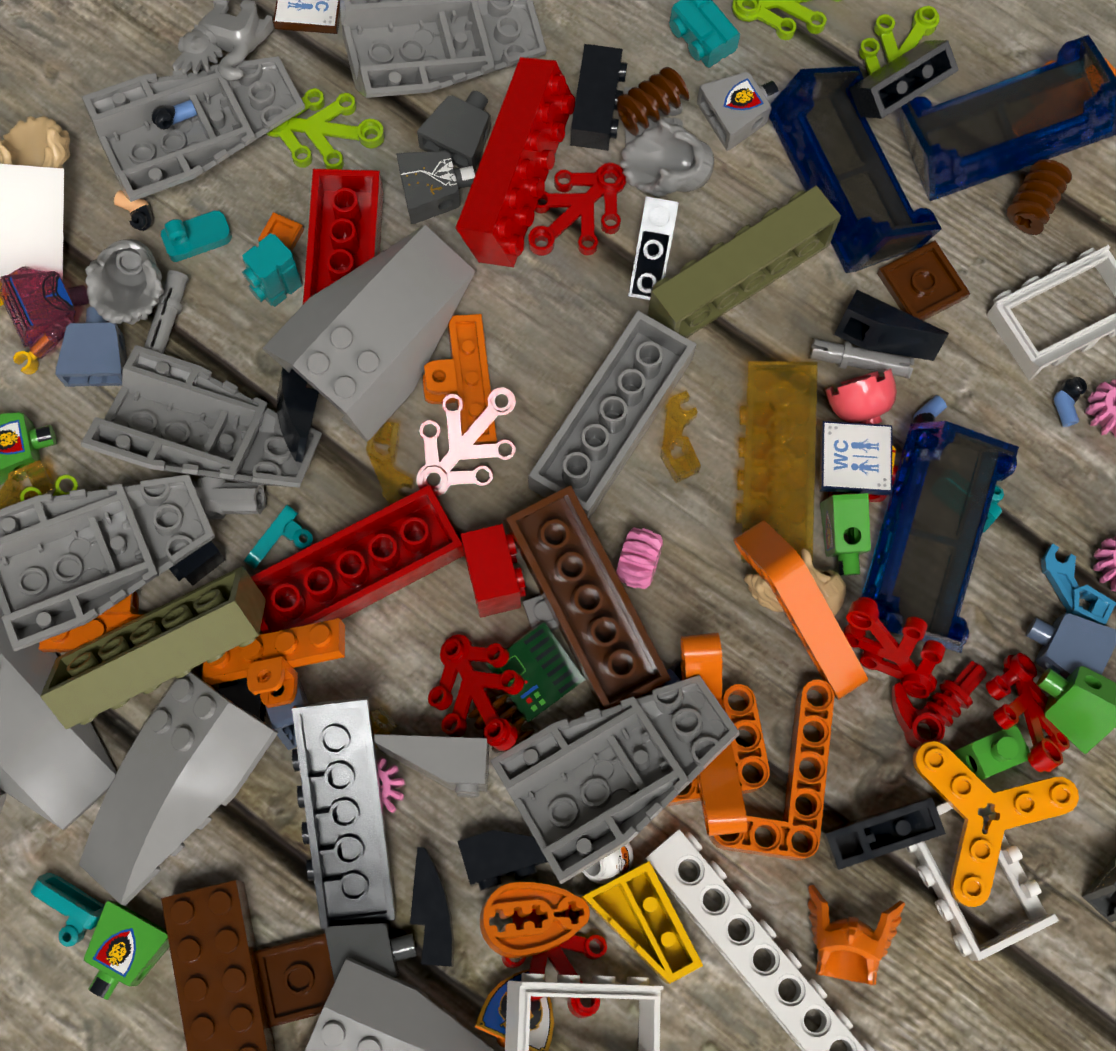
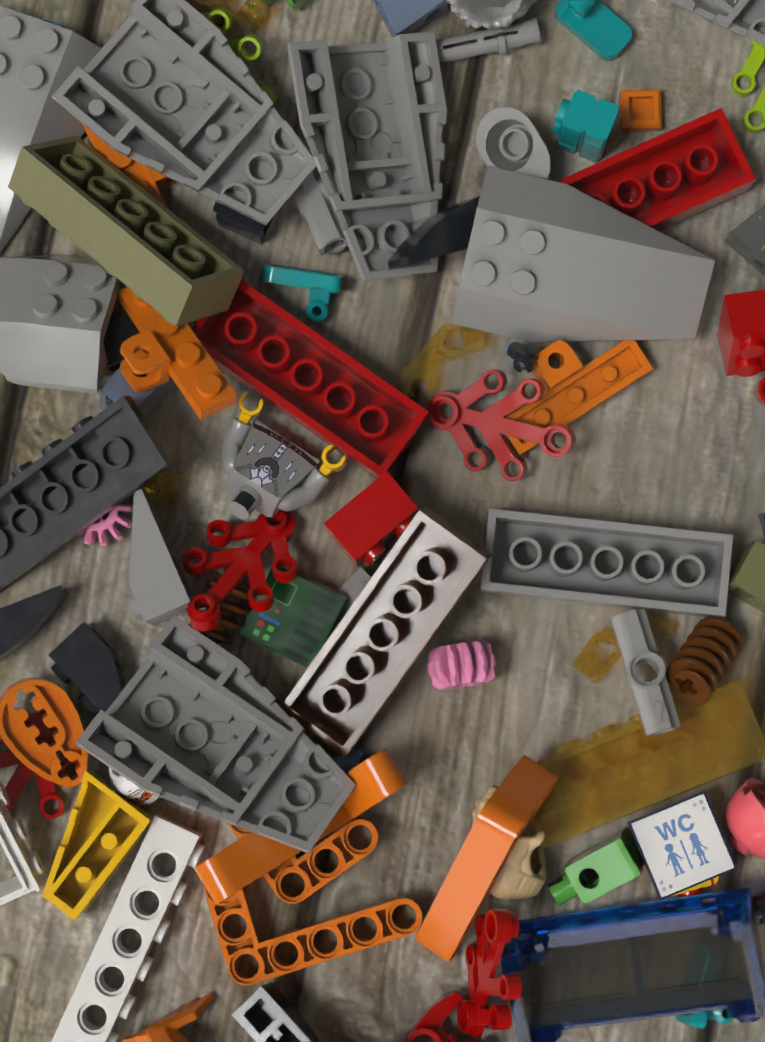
camera: 70 degrees right, 10 degrees up
(252, 327) = (512, 143): none -> light grey piece
(410, 633) = (269, 470): none -> light grey torso
(421, 401) = (521, 356): none -> black arm
(721, 379) = (703, 660): none -> reddish brown piece
(733, 426) = (639, 647): none -> light grey piece

